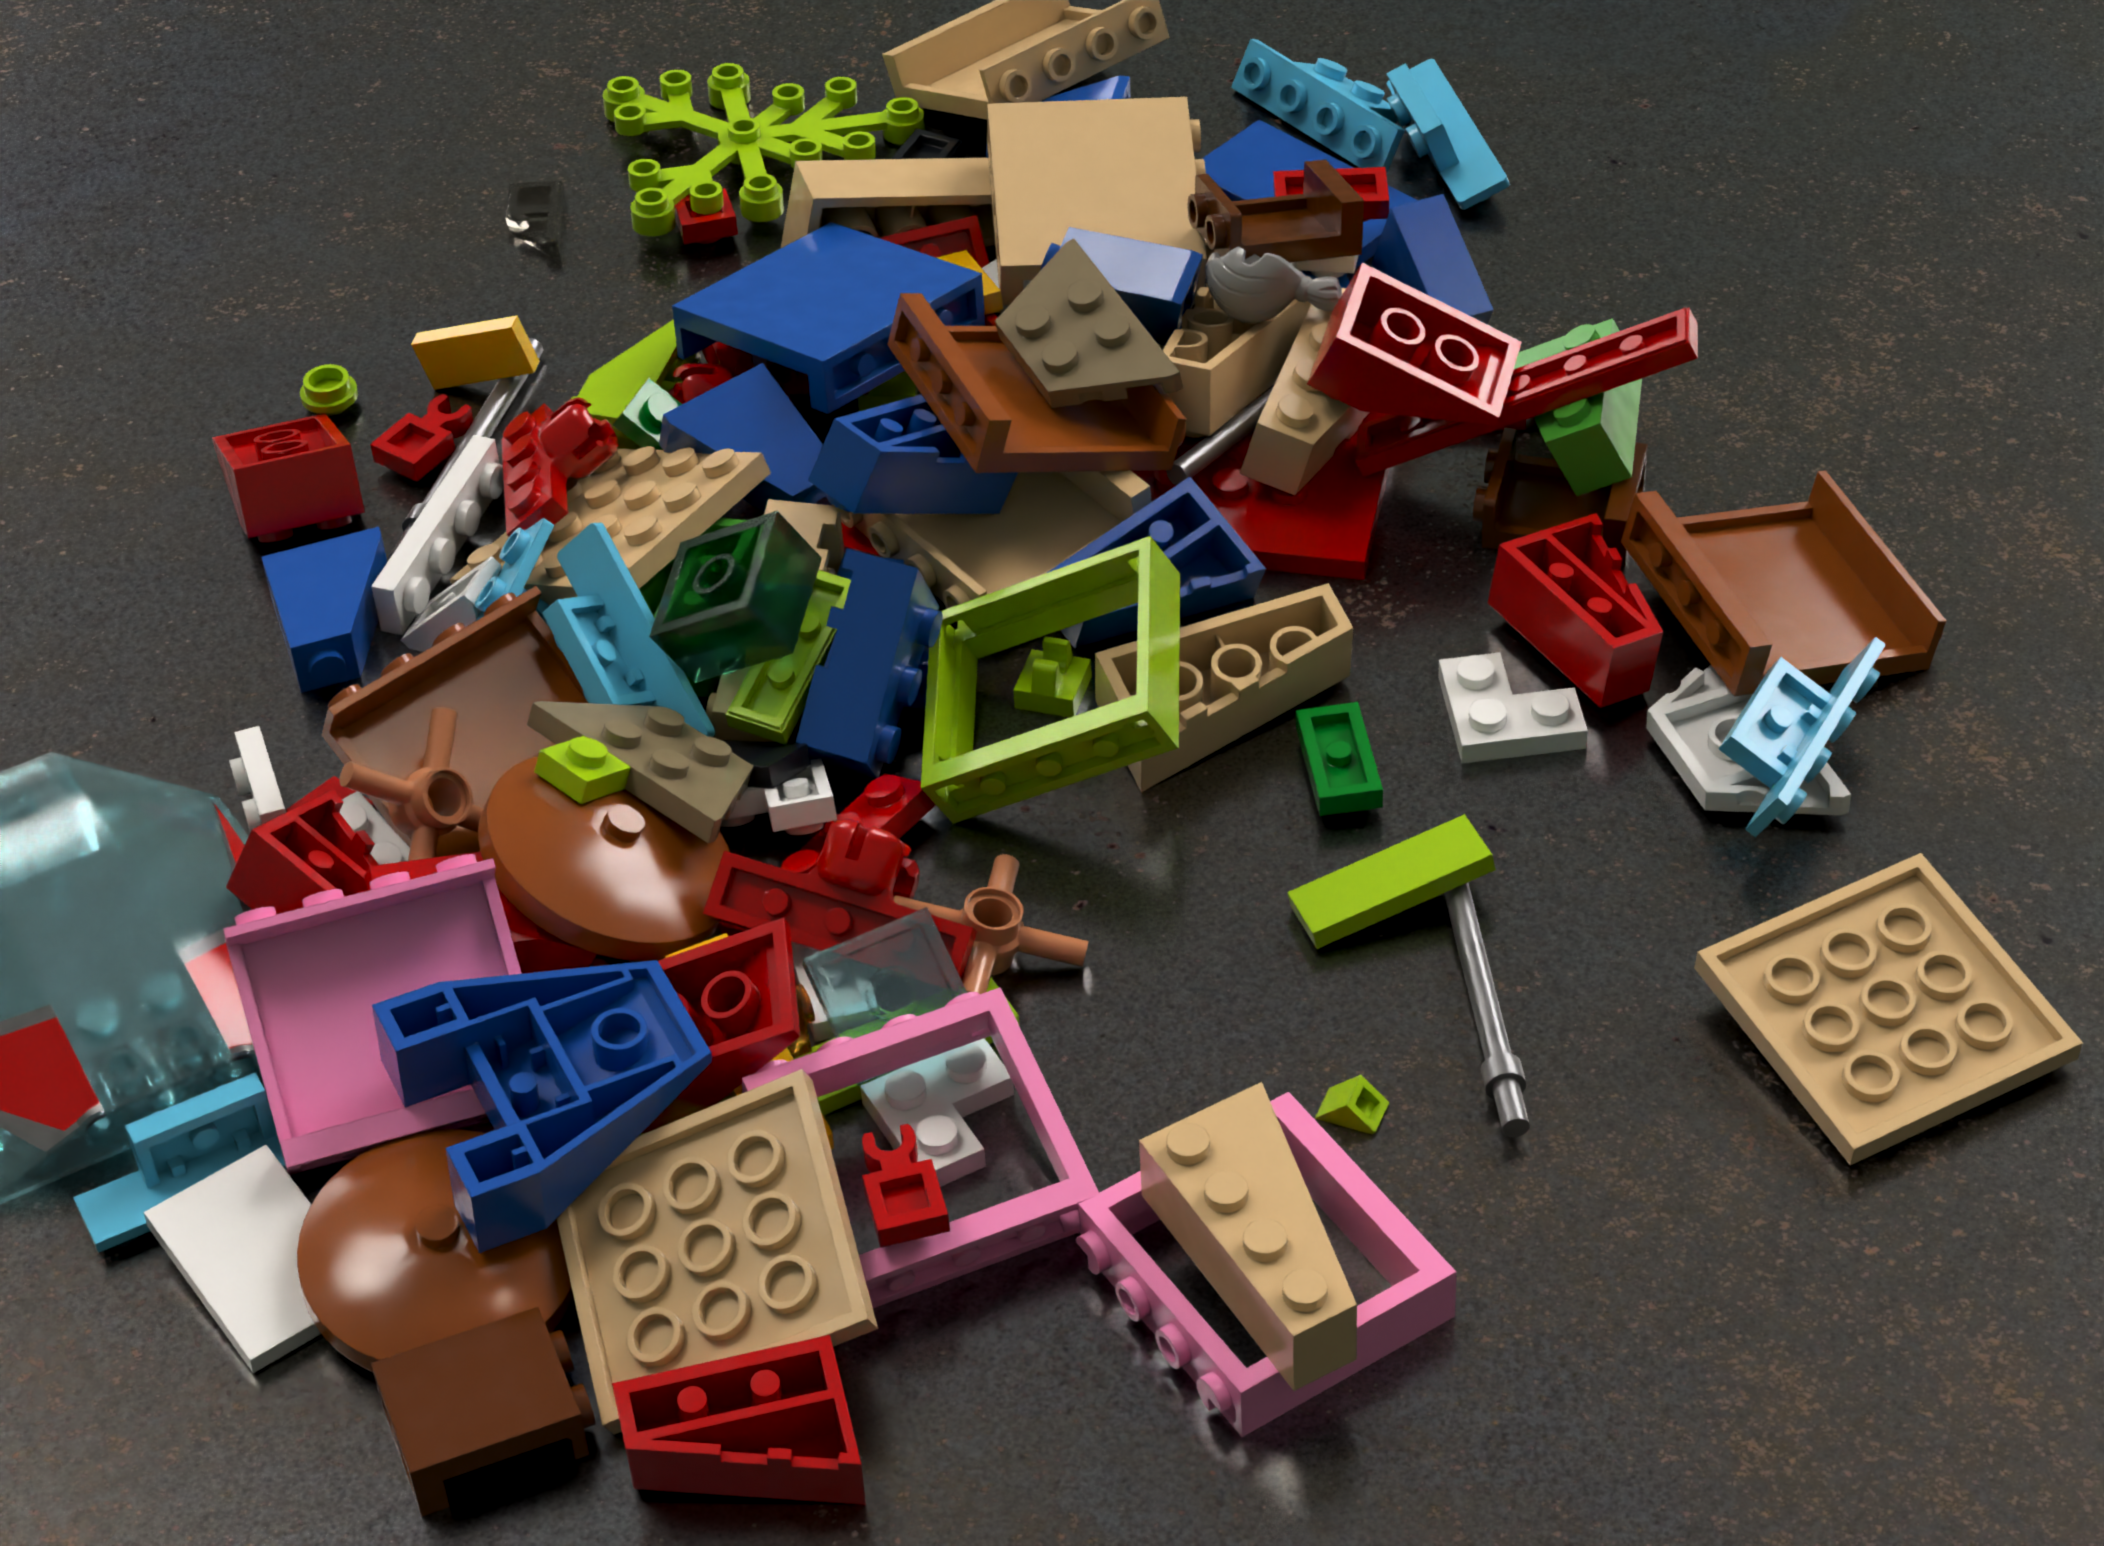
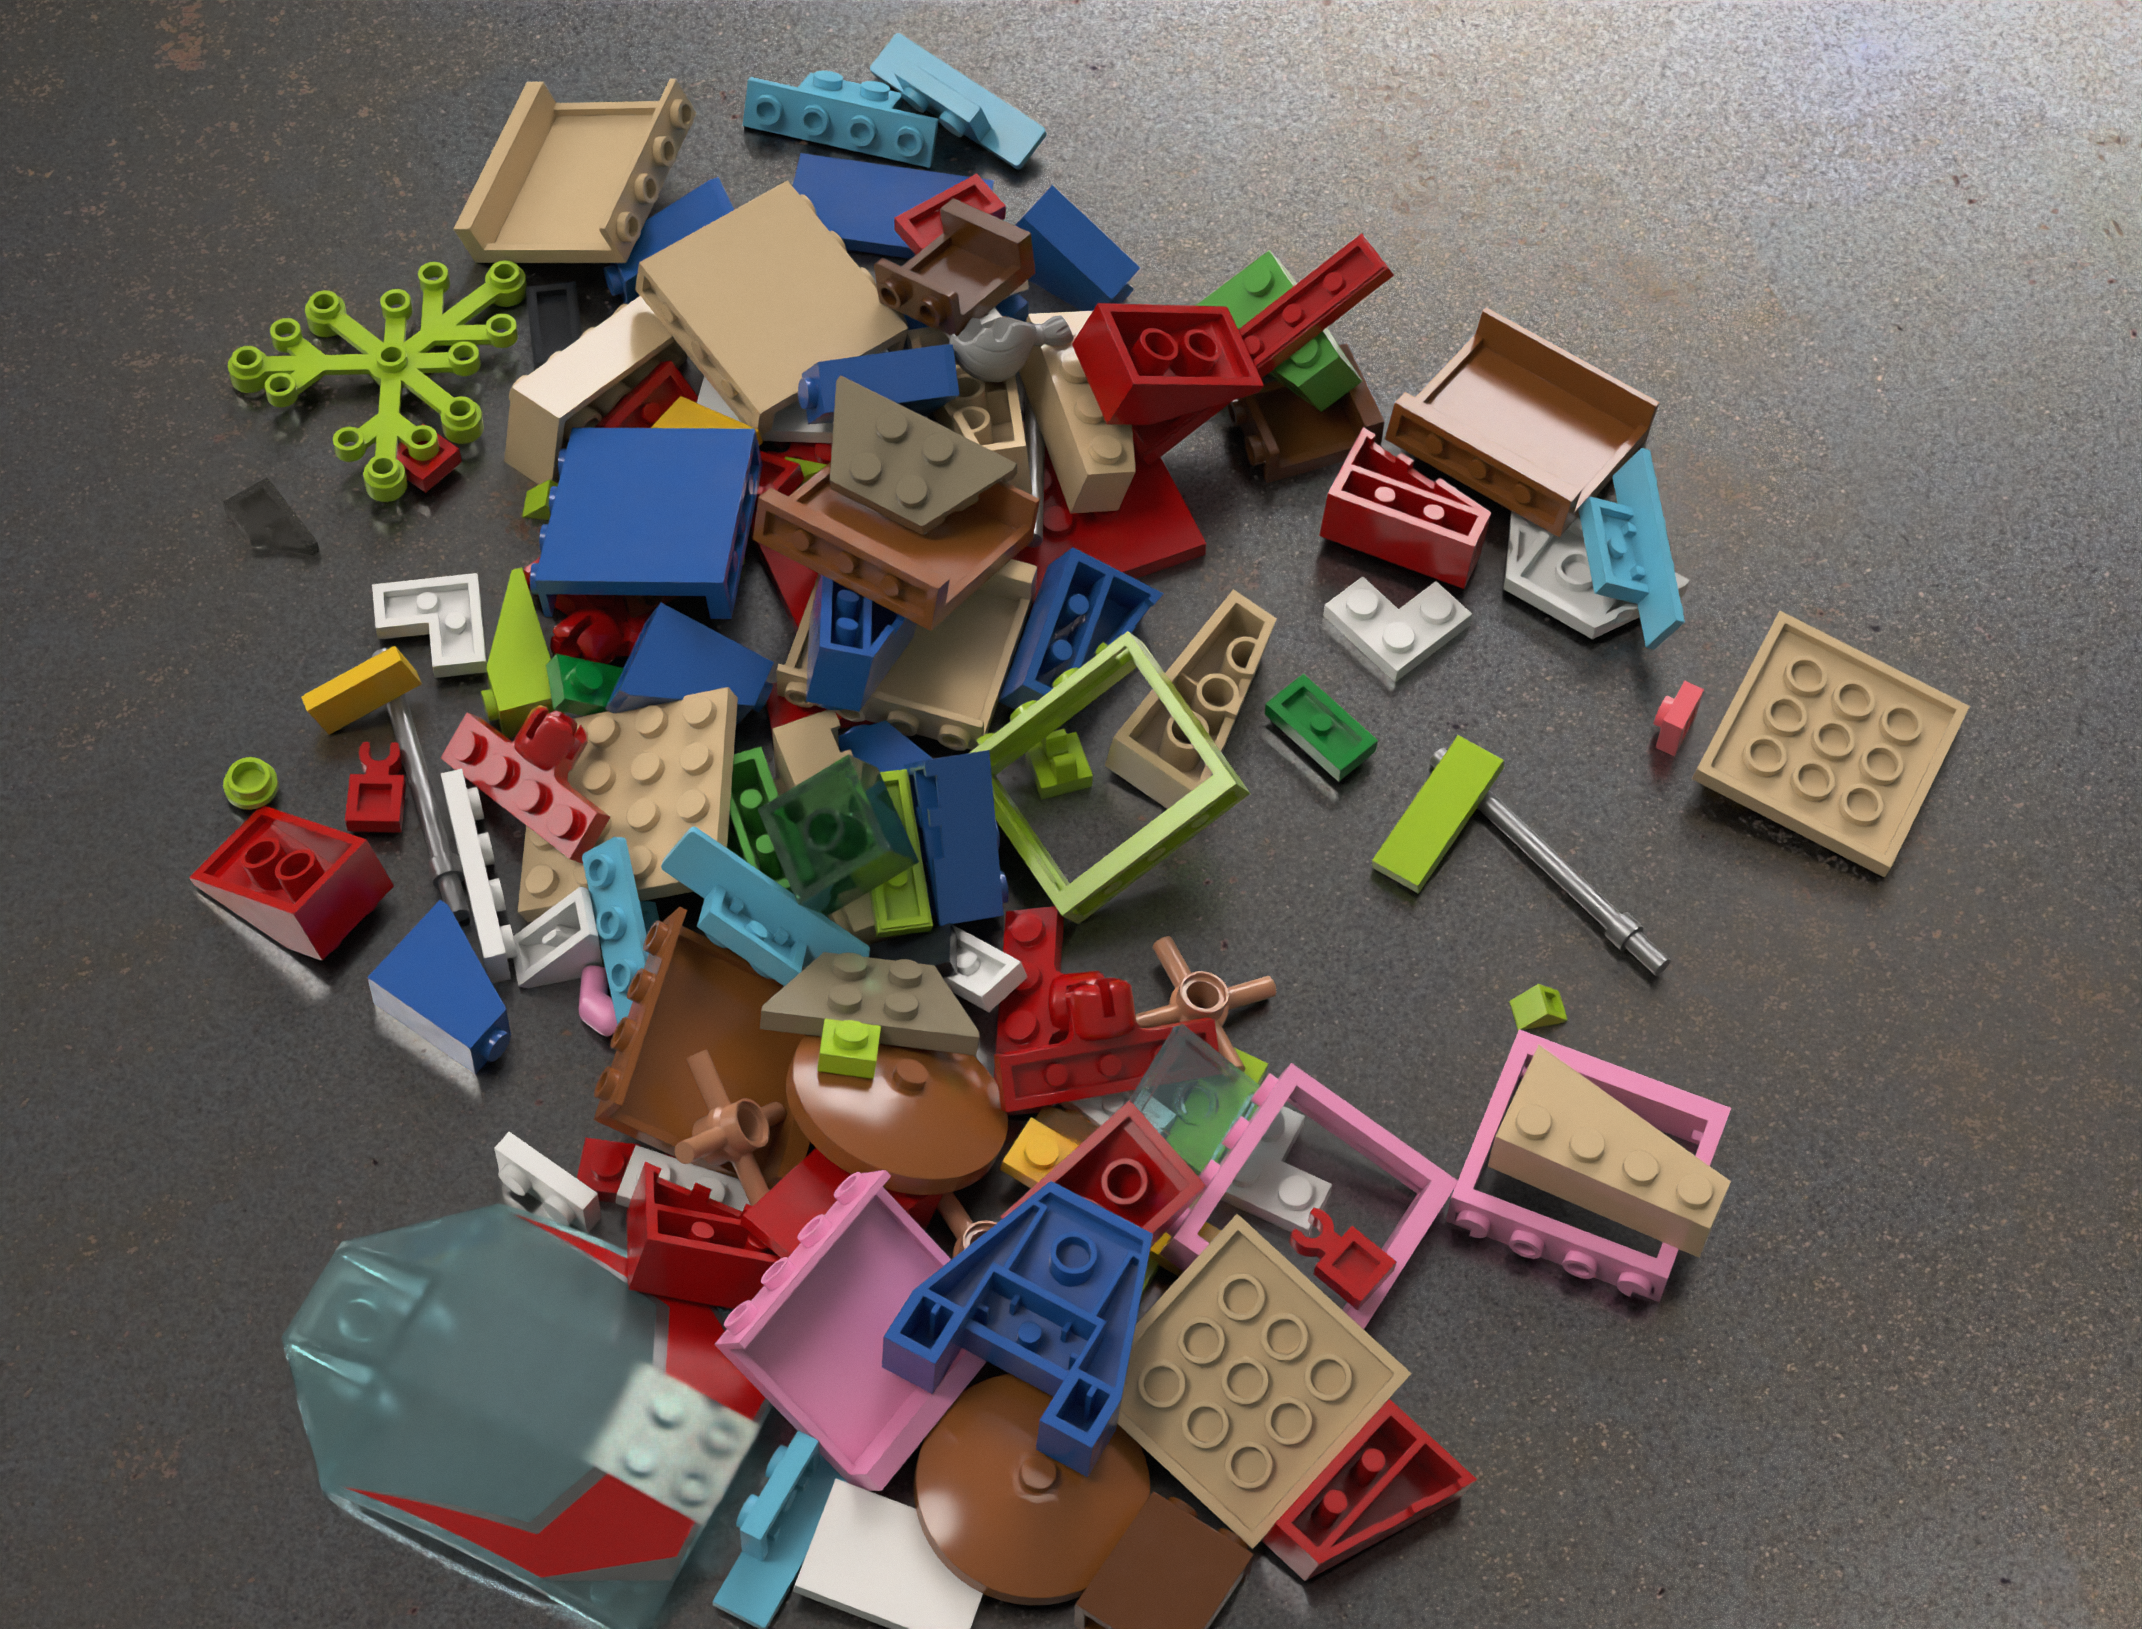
camera: 40 degrees left, 15 degrees up
(597, 329) = (440, 607): none -> white plate
(1731, 907) = (1676, 717): none -> coral plate

